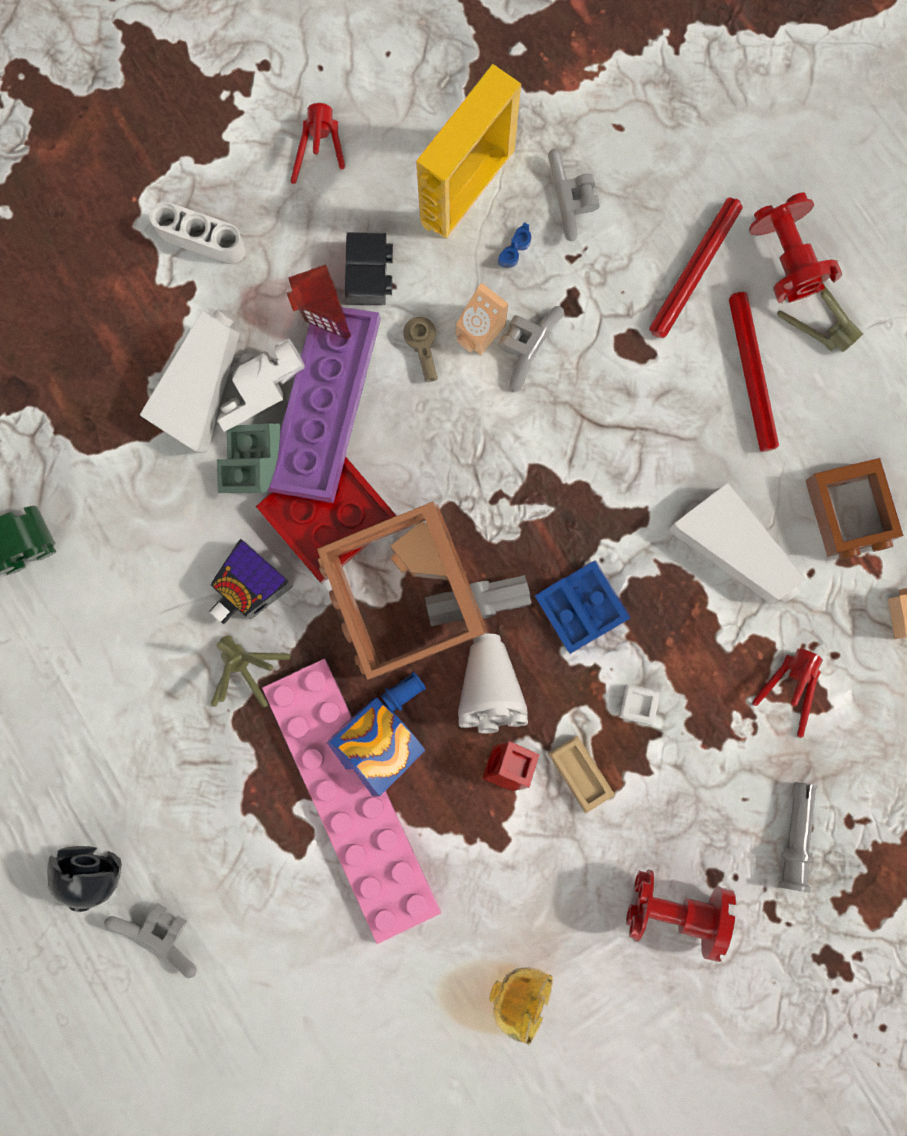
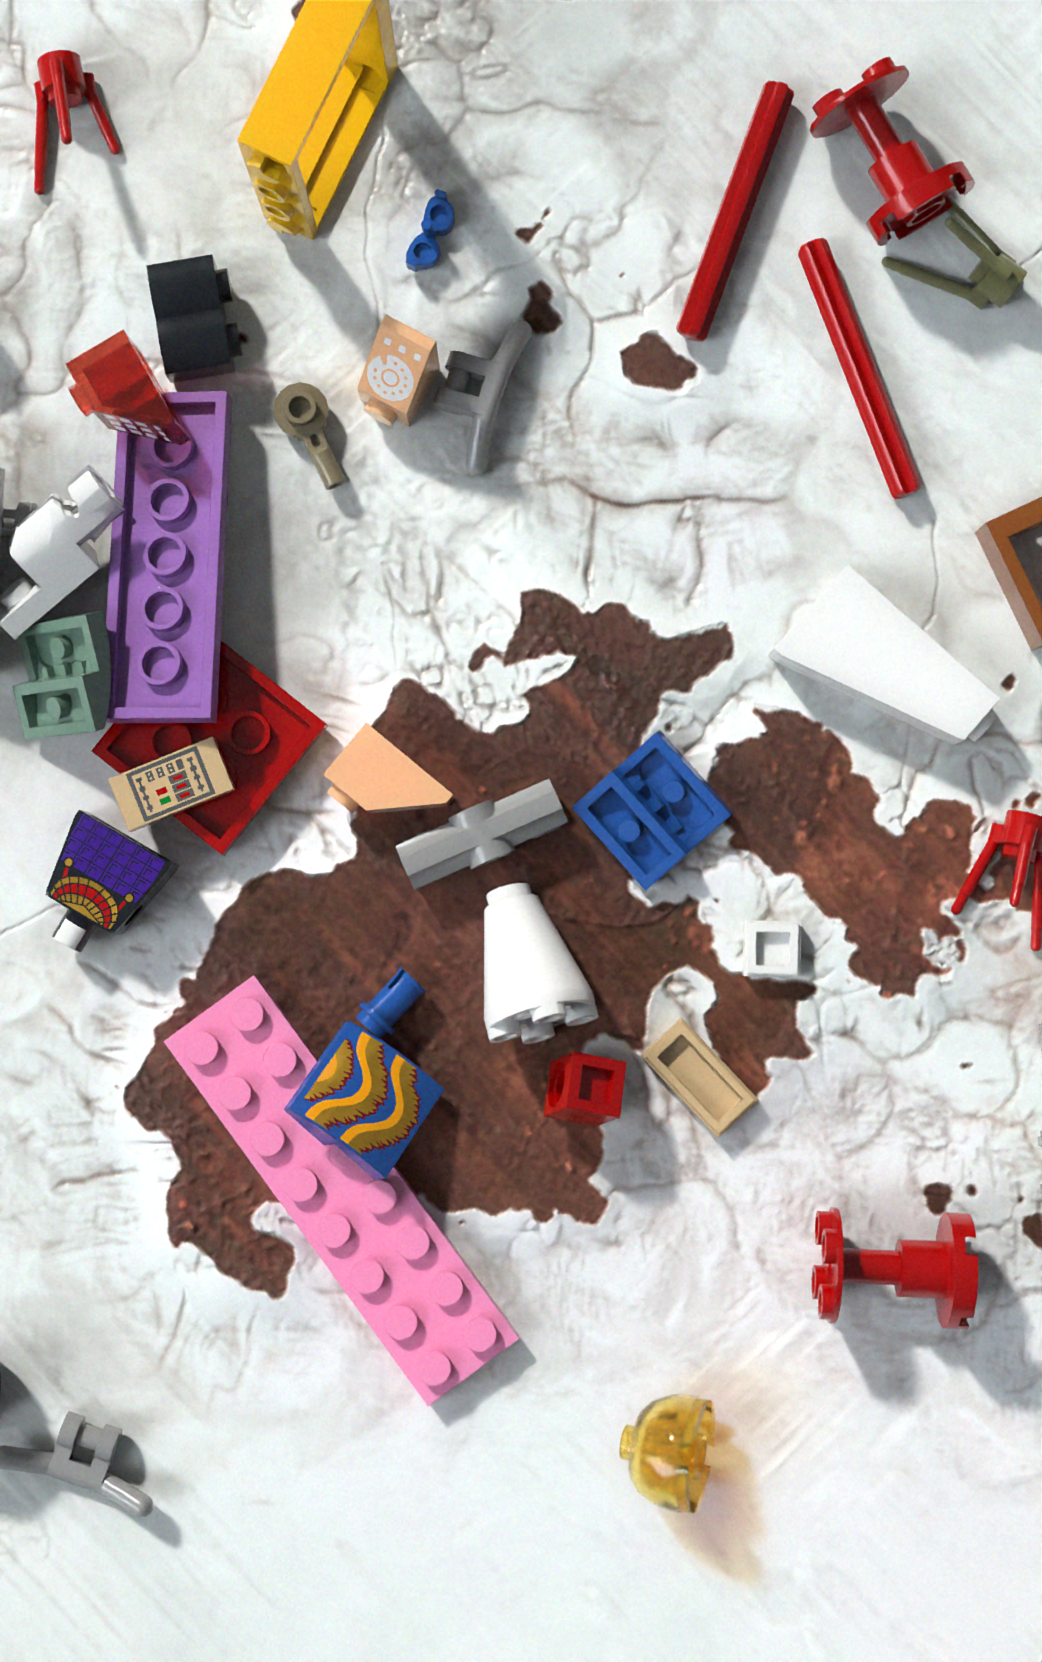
camera: 10 degrees left, 5 degrees up
(236, 661) = (114, 1005): olive plant -> none
(298, 534) = (171, 784): none -> tan tile
(343, 598) = (265, 875): nougat window -> none
(565, 188) = (493, 118): light grey piece -> none

